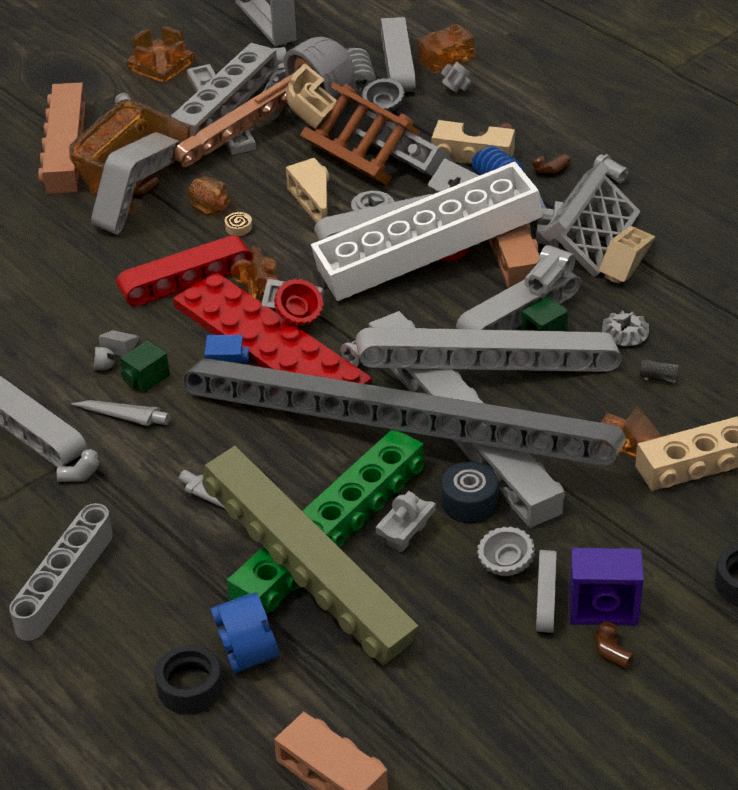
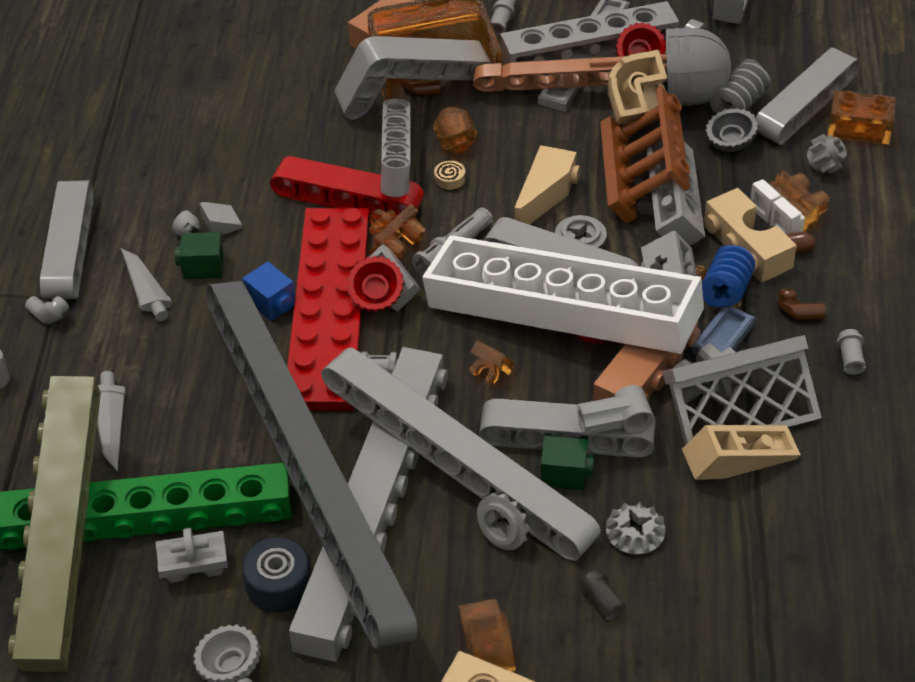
camera: 45 degrees right, 5 degrees up
(194, 221) = (395, 148): none -> light grey beam
(267, 73) = (640, 39): none -> red hat
(301, 262) = (468, 229): none -> light grey pin
(423, 298) = (490, 359): none -> clear orange tile
(473, 112) = (788, 202): none -> hips
(560, 382) = (502, 534): none -> light grey gear

